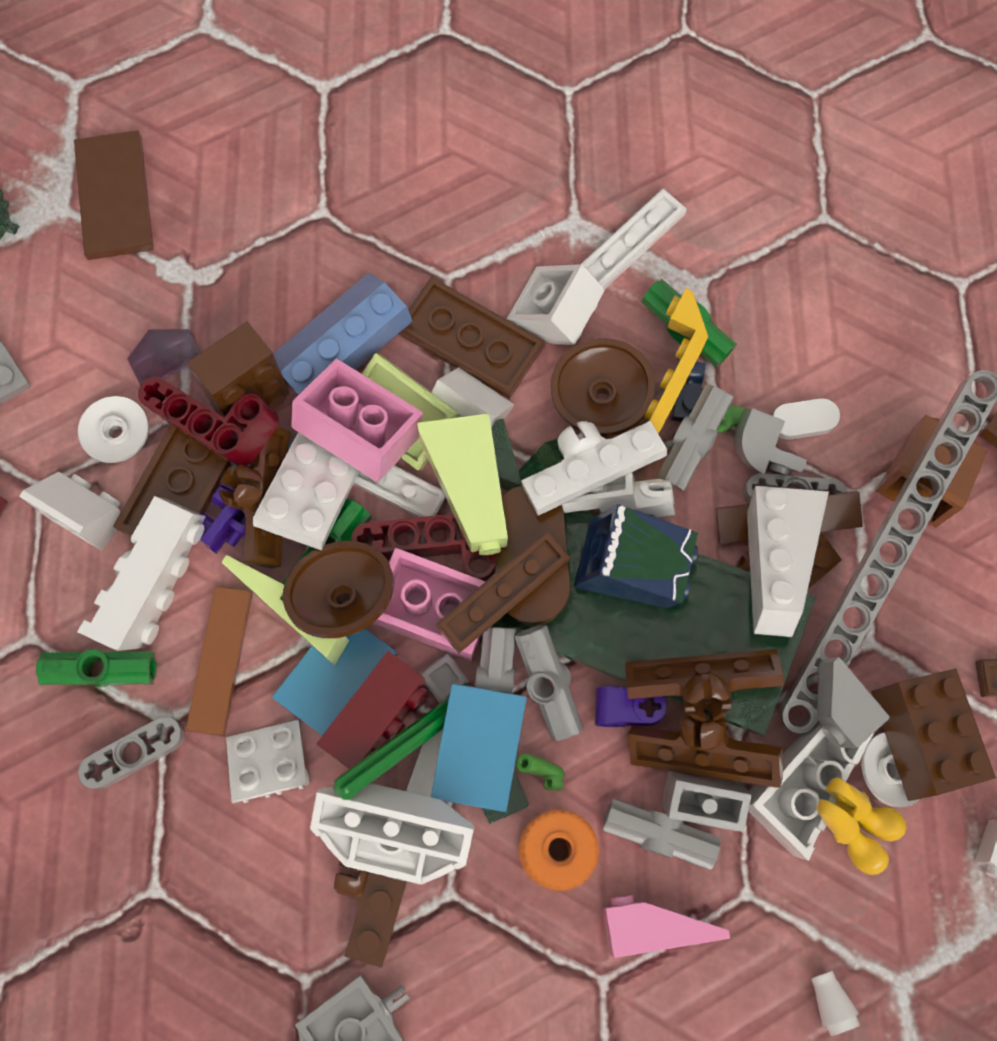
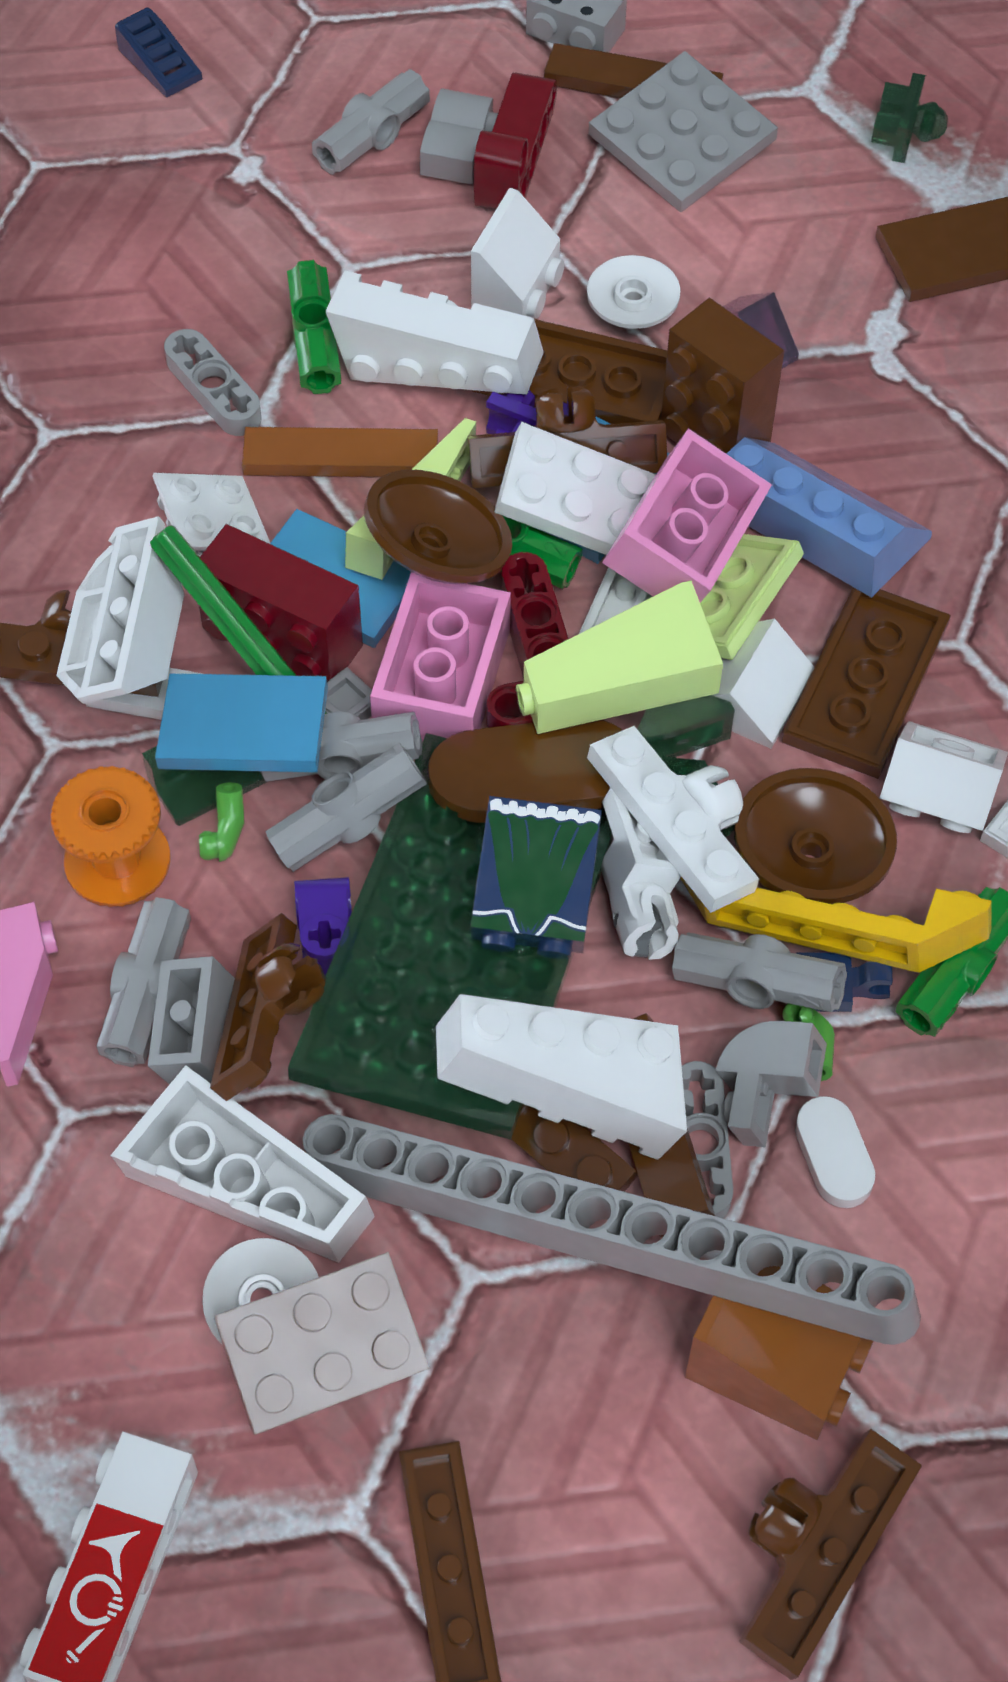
camera: 85 degrees right, 15 degrees down
(234, 438) = (634, 379): dark red beam -> none
(502, 591) = (465, 720): reddish brown tile -> none
(704, 679) = (360, 964): reddish brown plate -> none
(846, 706) = (340, 1166): light grey slope -> none
(855, 810) = (164, 1198): yellow piece -> none

